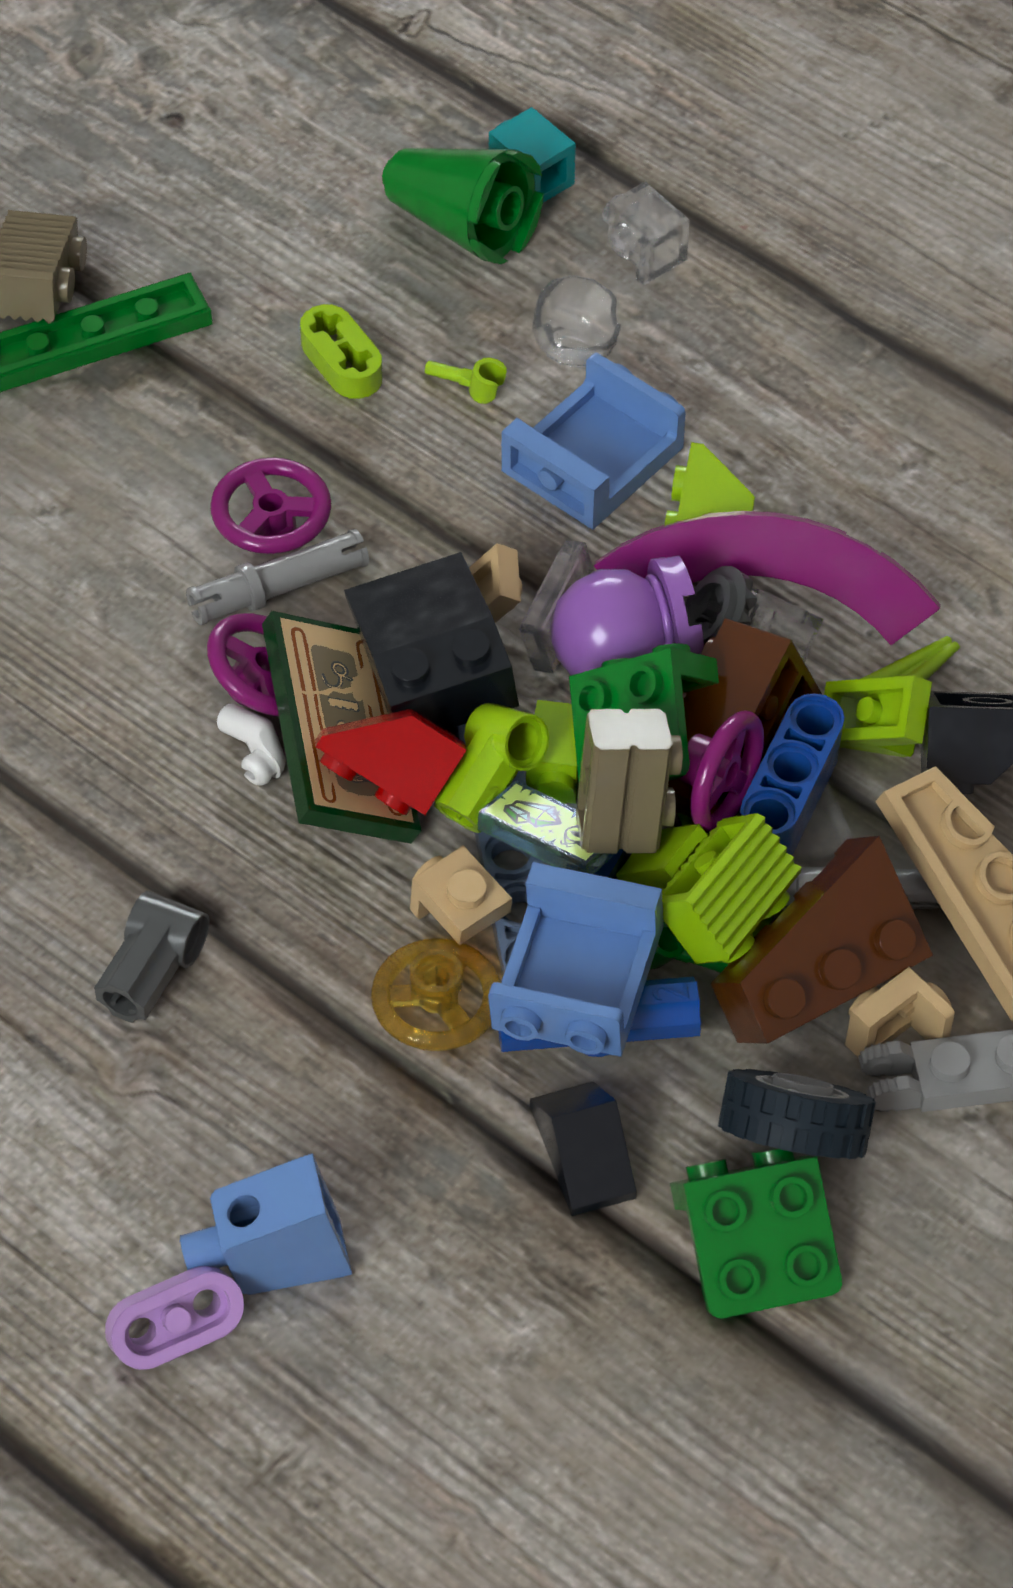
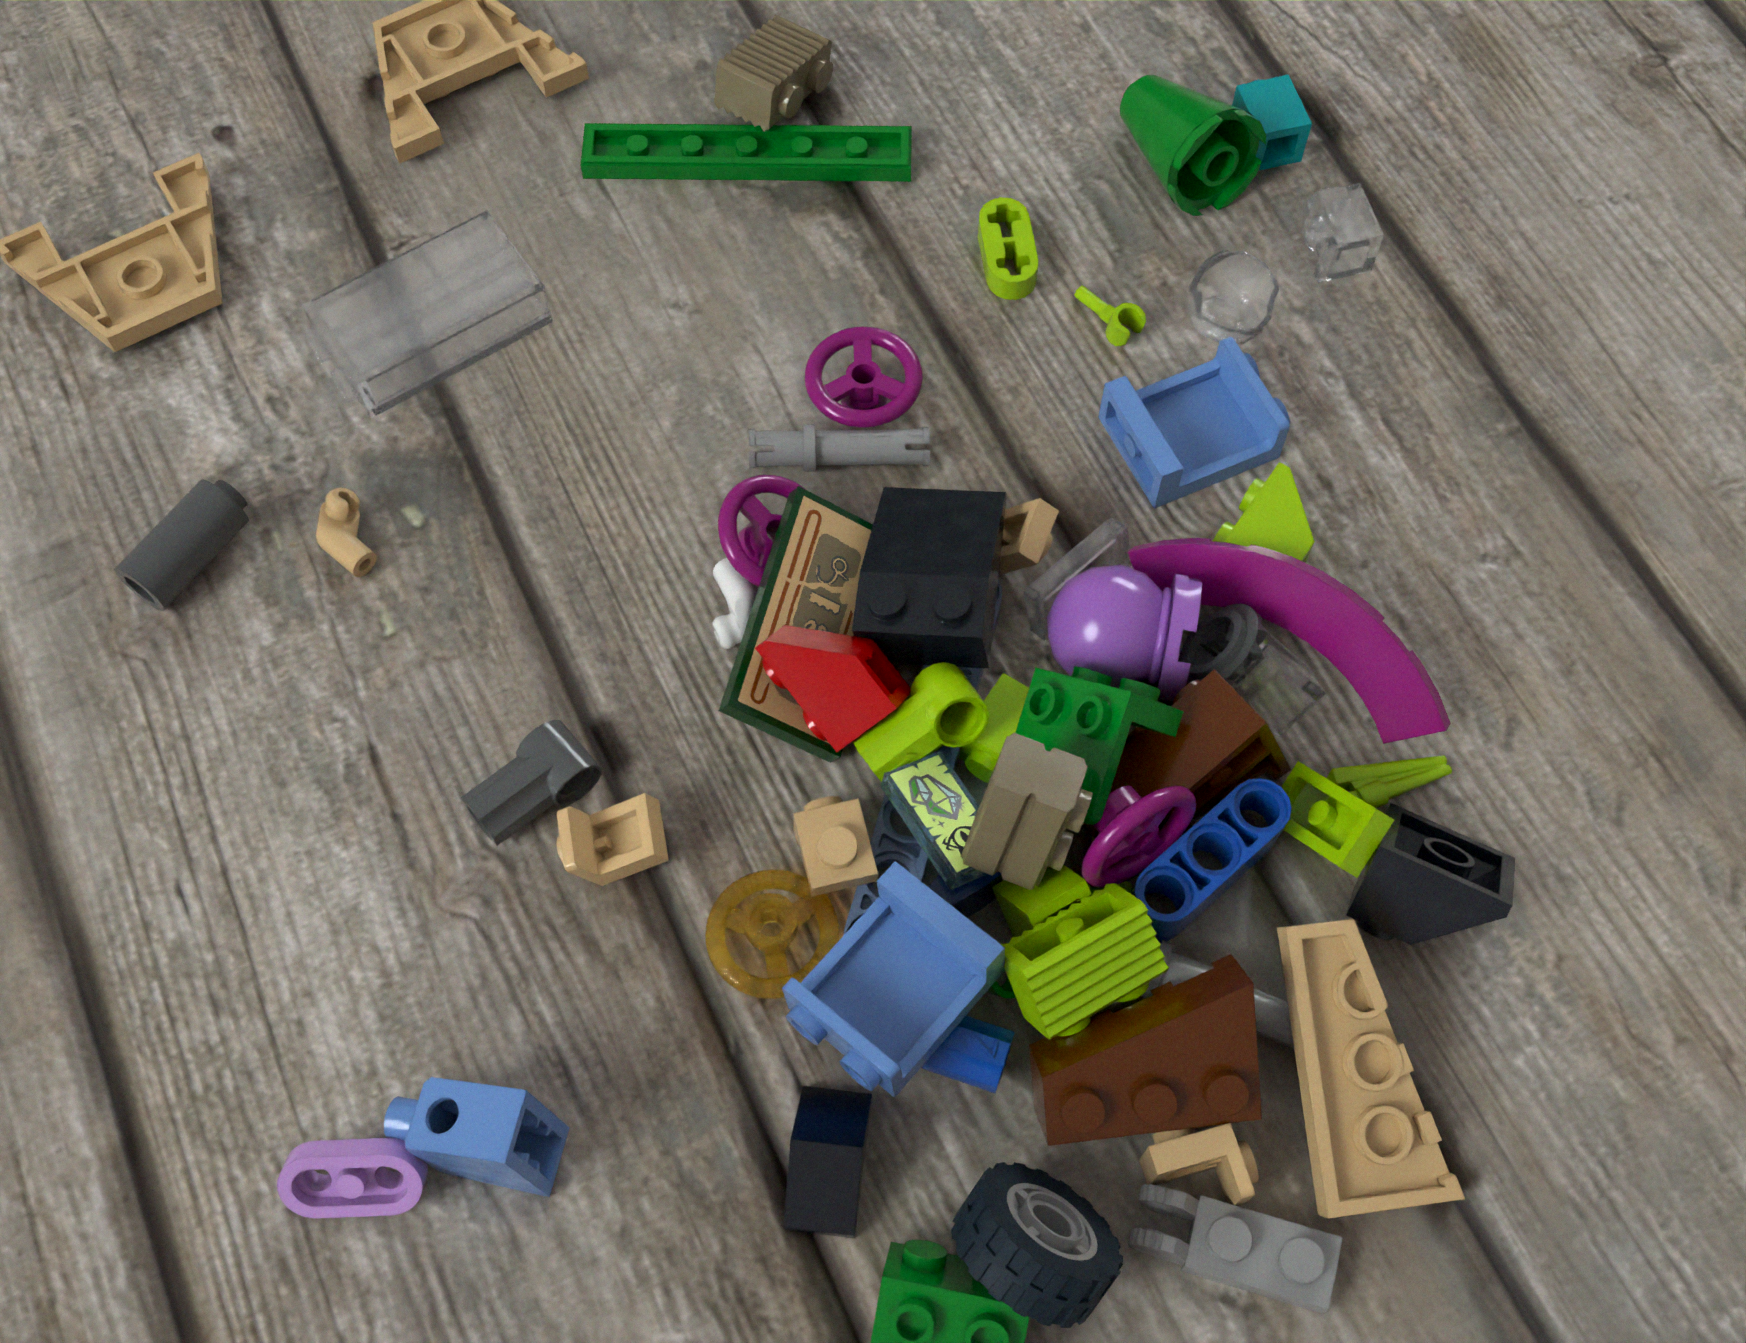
camera: 25 degrees right, 10 degrees up
(256, 969) = (613, 840): none -> tan bracket

